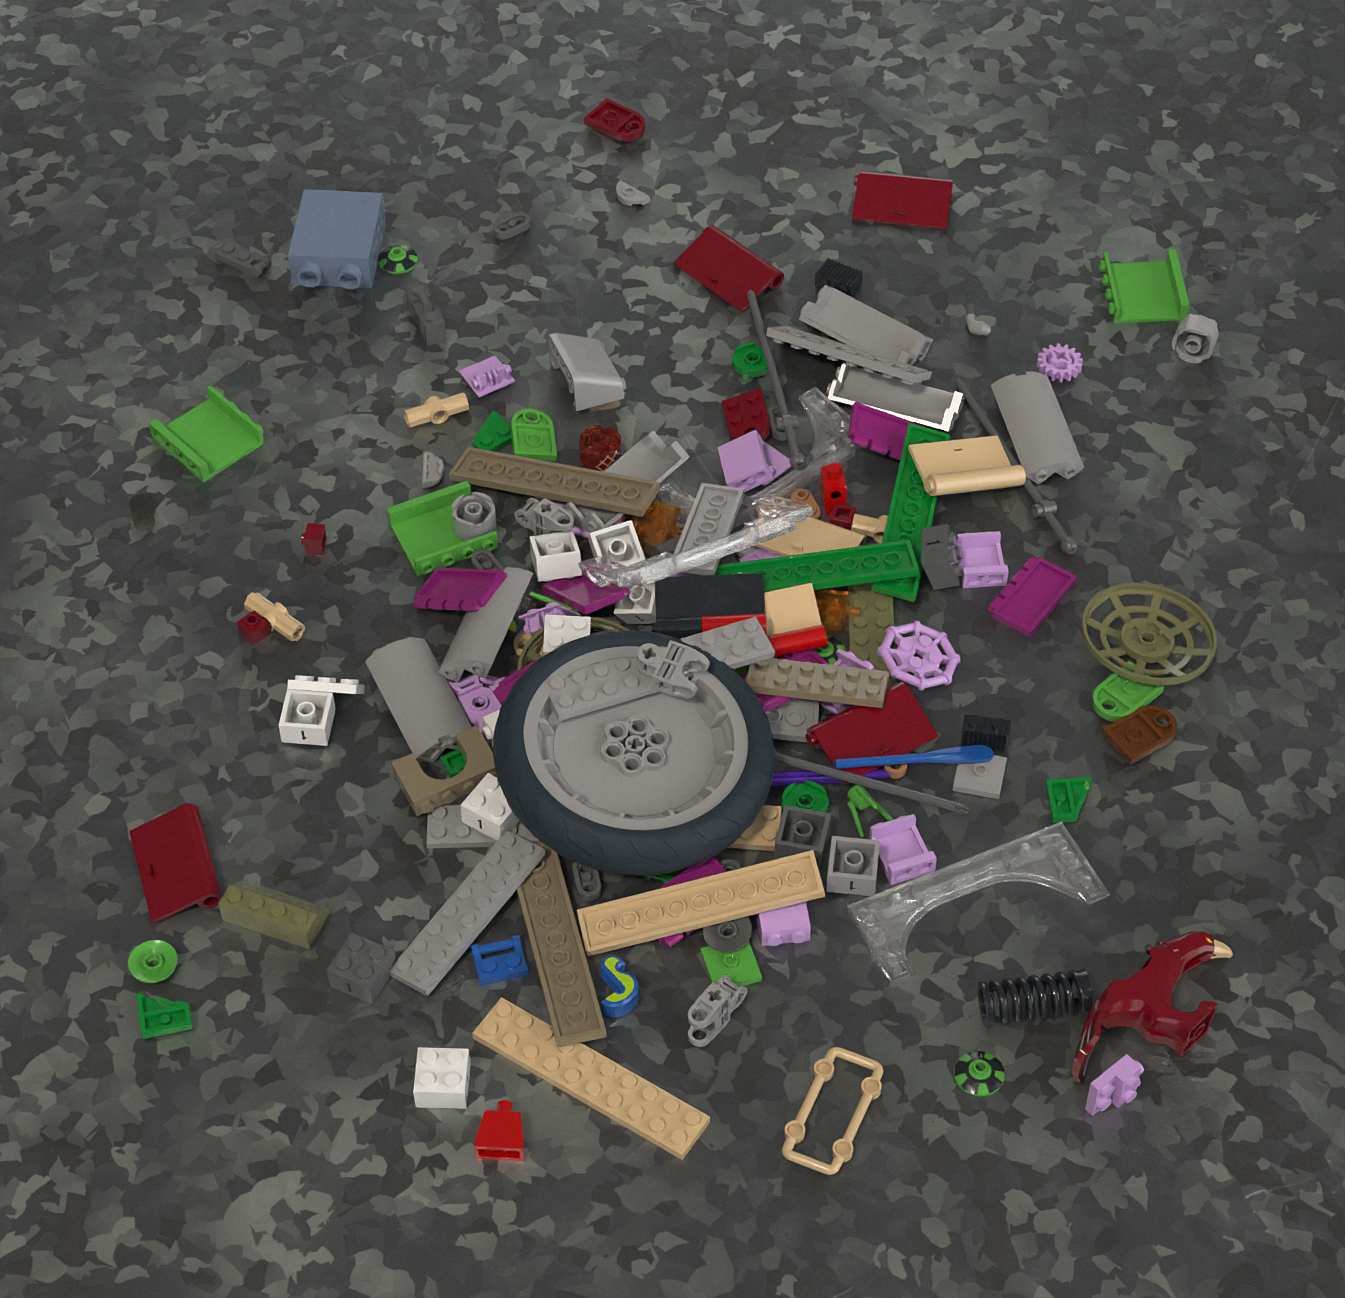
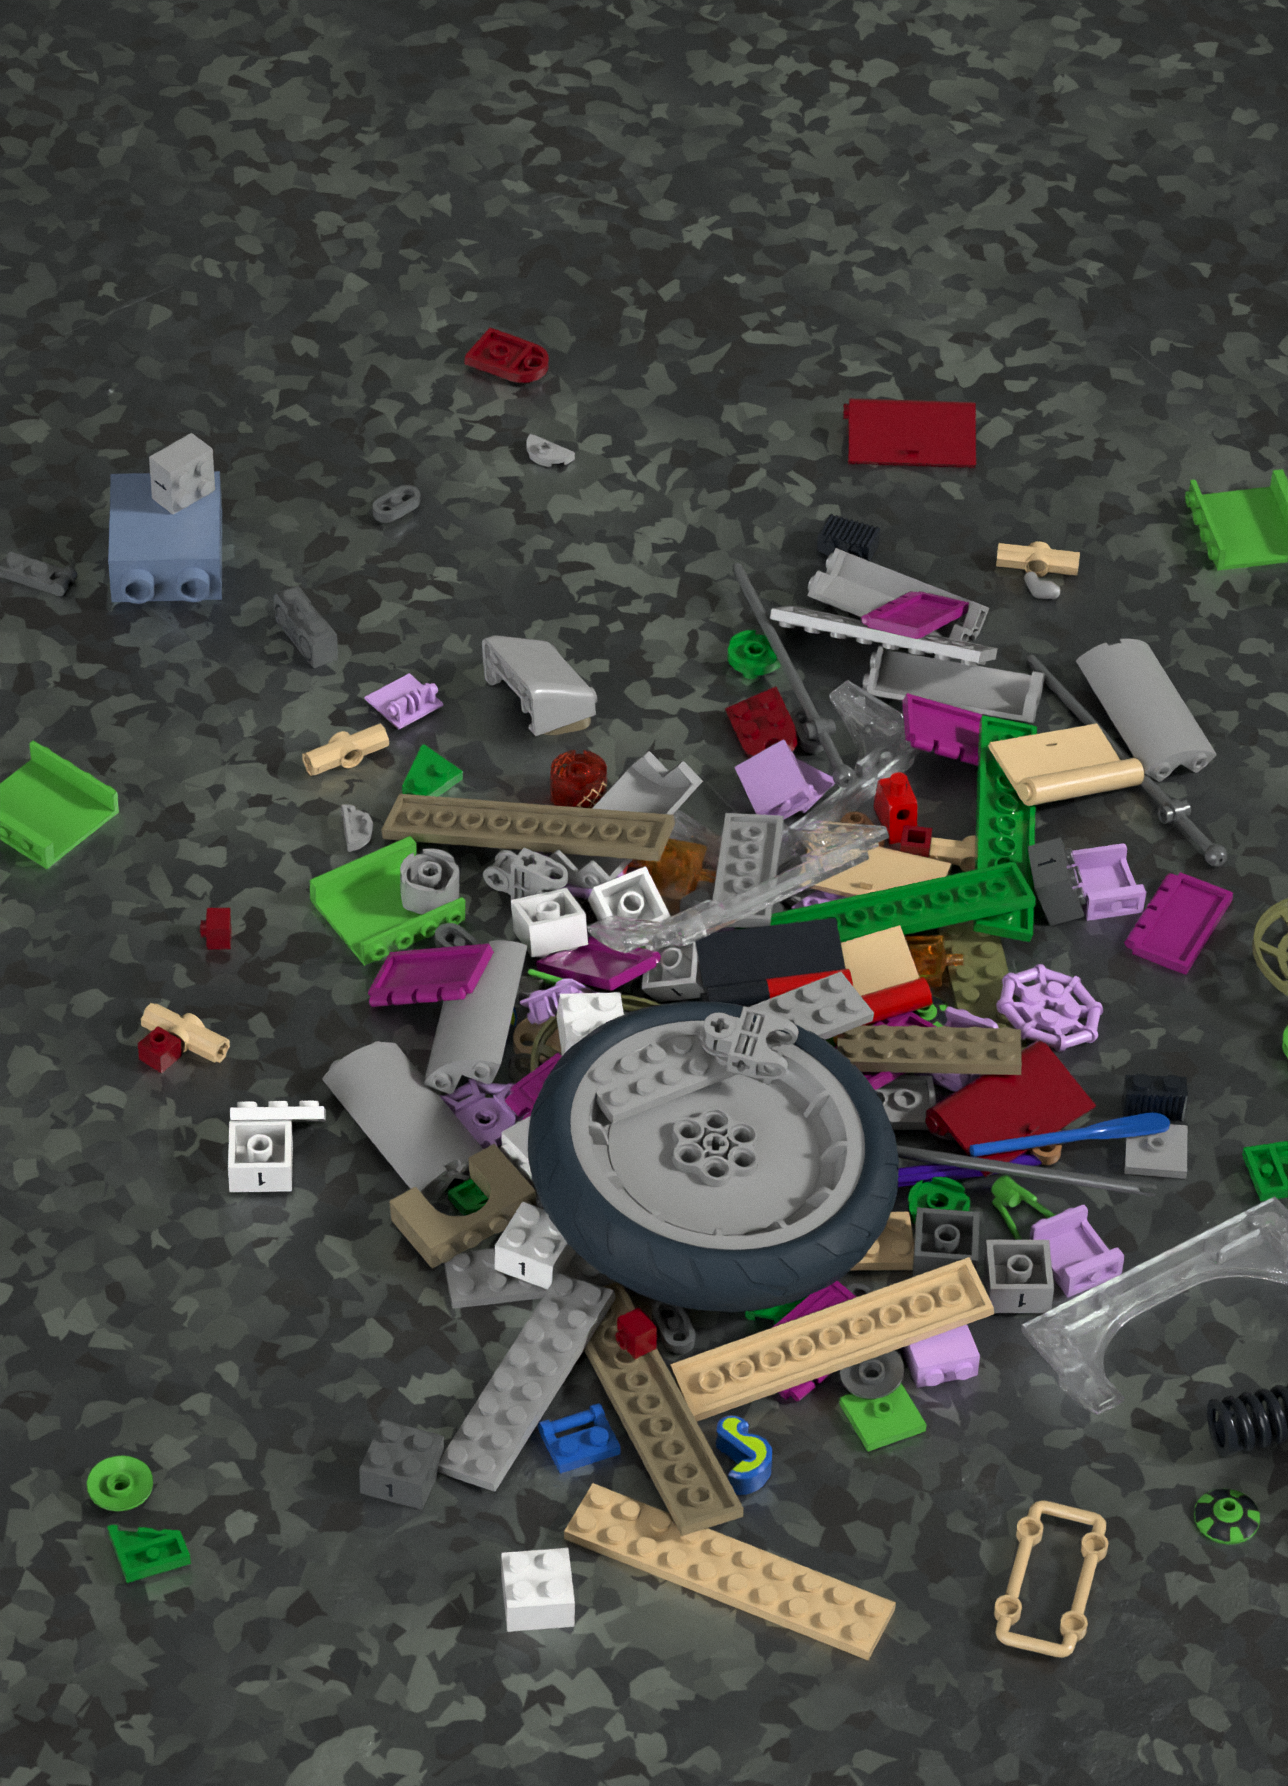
camera: 10 degrees left, 5 degrees down
(180, 863) = (128, 1354): dark red door -> none
(273, 913) = (267, 1409): olive slope -> none
(350, 193) = (182, 473): none -> light grey brick
(397, 259) = (248, 558): dish -> none
(500, 1134) = (630, 1652): red torso -> none
(533, 438) = (484, 774): bright green plate -> none
(553, 884) = (636, 1333): none -> dark red plate
(714, 1009) = (876, 1469): light grey piece -> none
(727, 267) = (698, 537): dark red door -> none
(874, 340) = (915, 614): none -> magenta hinge
(978, 304) = (1038, 558): none -> tan piece
(1059, 362) = (1159, 625): lavender gear -> none

